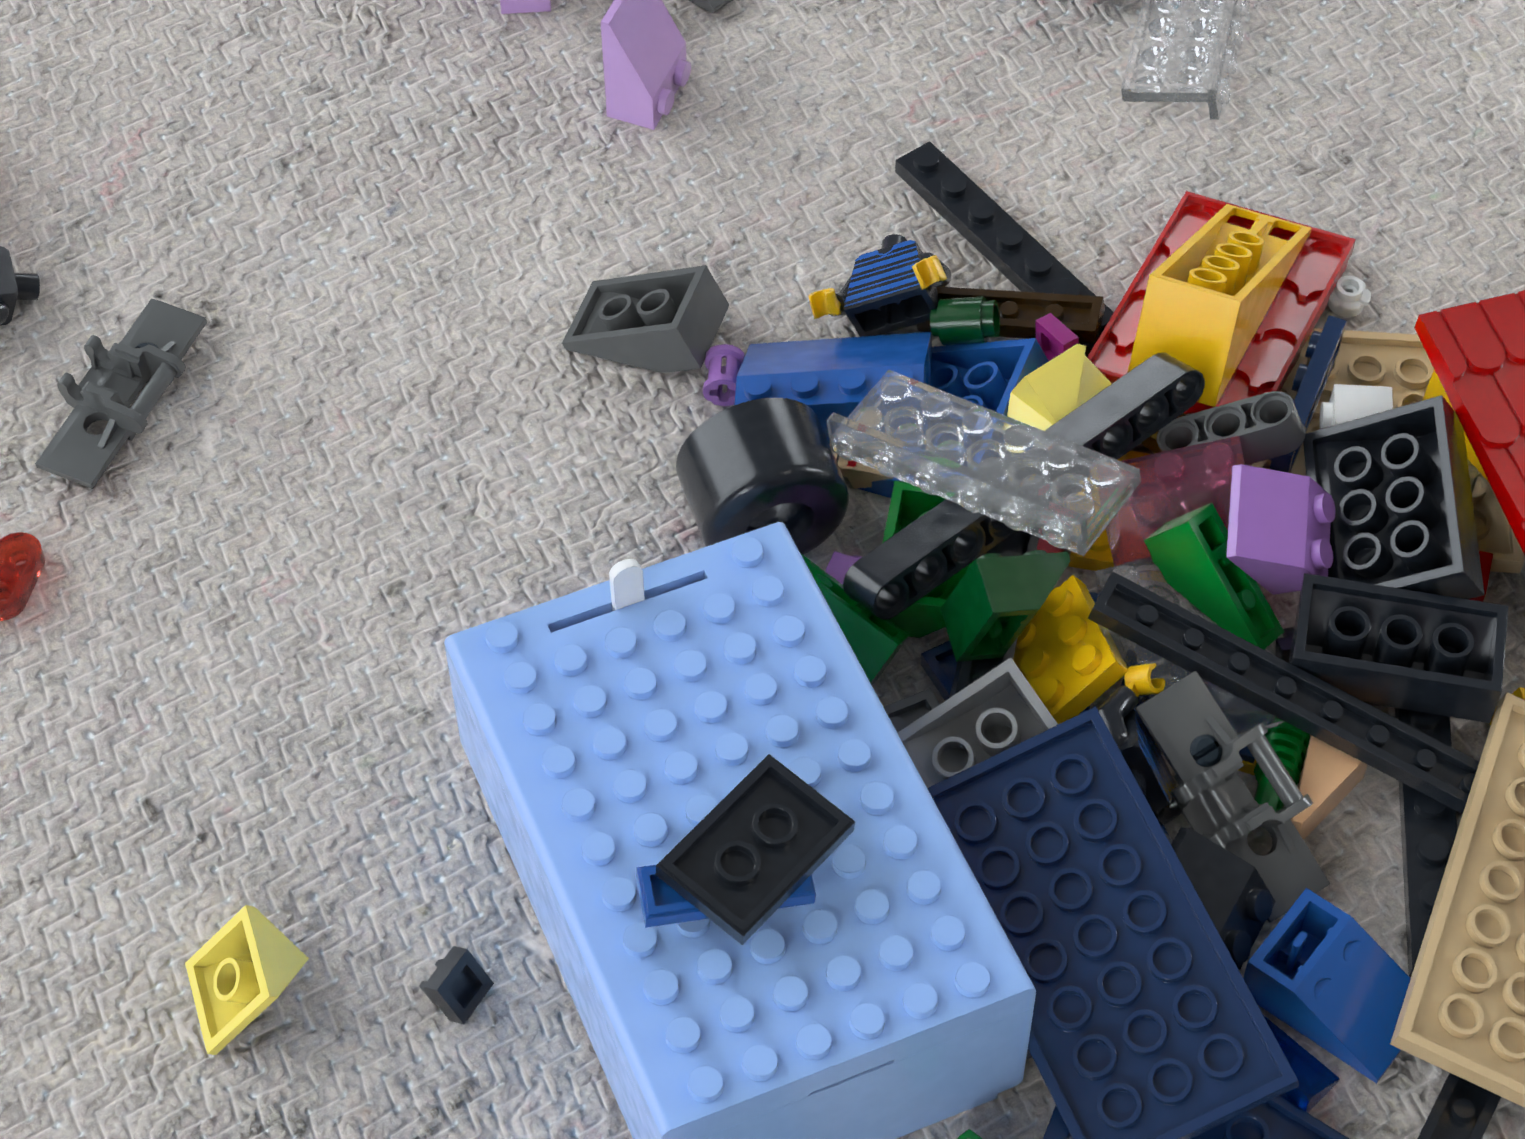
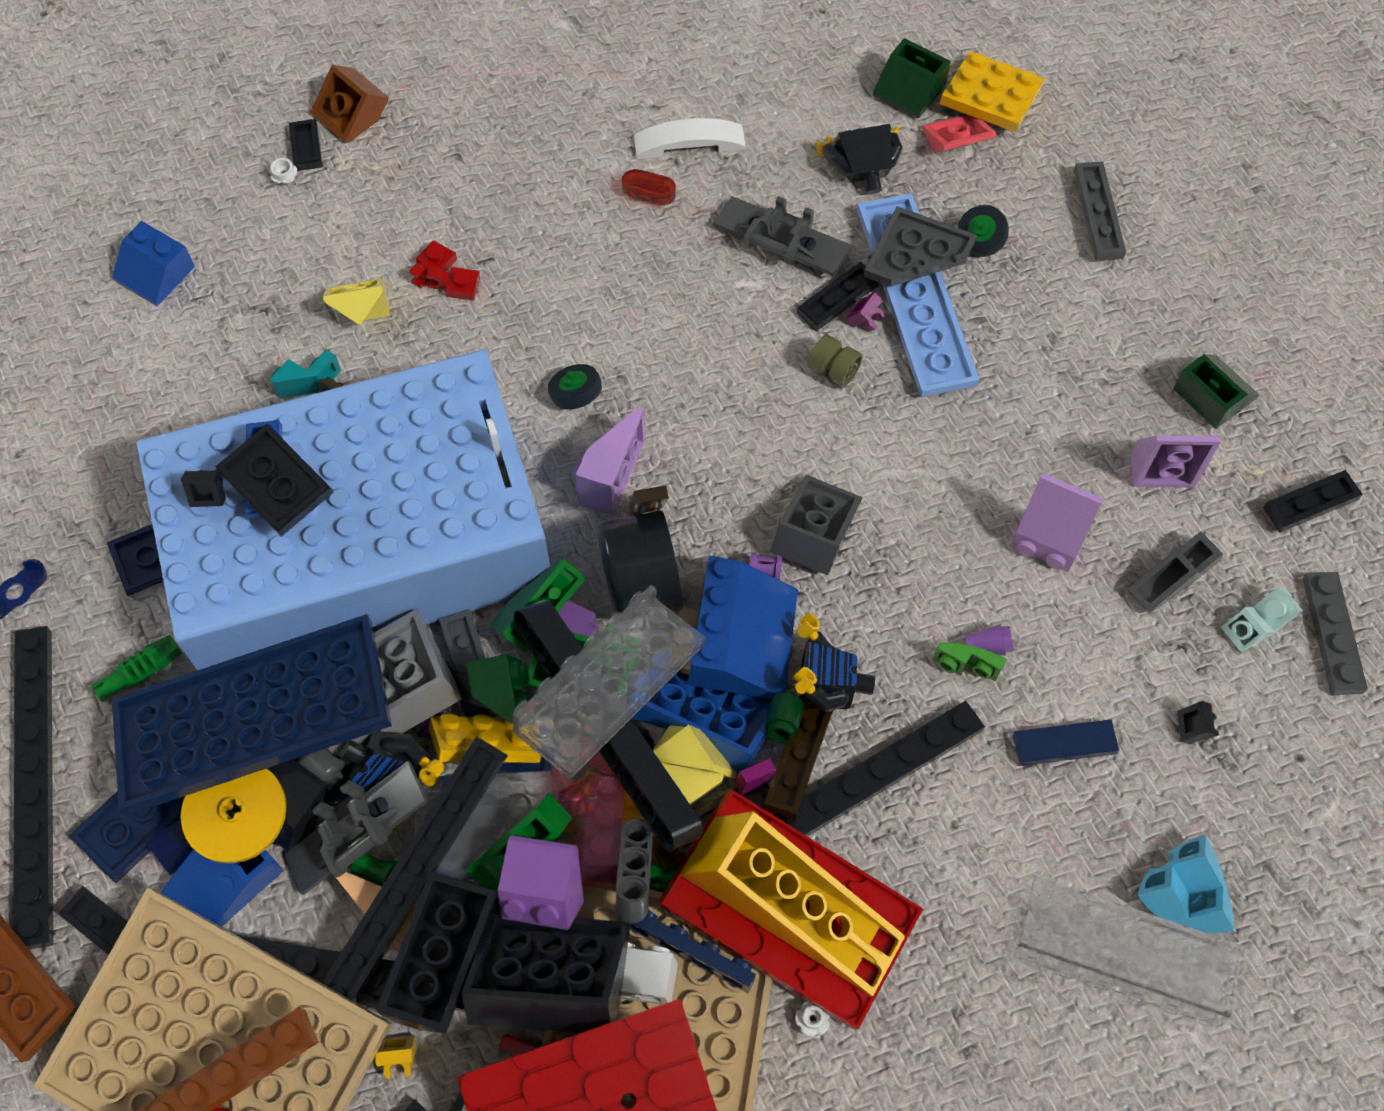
camera: 95 degrees right, 10 degrees up
(91, 31) = (1099, 211): none -> dark grey plate
(128, 150) = (989, 226): none -> black wheel
(155, 880) = (433, 255): none -> red plate
(167, 214) = (916, 248): none -> dark grey plate
(199, 837) = (458, 283): none -> red plate
(234, 228) = (922, 314): none -> light blue plate
(238, 324) = (836, 297): none -> black tile
(272, 283) = (863, 312): none -> magenta tile
(368, 309) = (836, 361): none -> olive wheel
(415, 1053) = (295, 380): none -> teal slope
(416, 630) = (575, 386): none -> black wheel
(565, 543) = (609, 464): none -> lavender slope
(661, 471) = (648, 500): none -> dark brown plate
(775, 962) = (203, 488): none -> black tile
(806, 134) = (994, 639): none -> medium lavender cone
(840, 153) = (956, 656): none -> bright green slope
(935, 71) = (1065, 742): none -> dark blue tile
(1287, 926) = (250, 832): none -> yellow piece

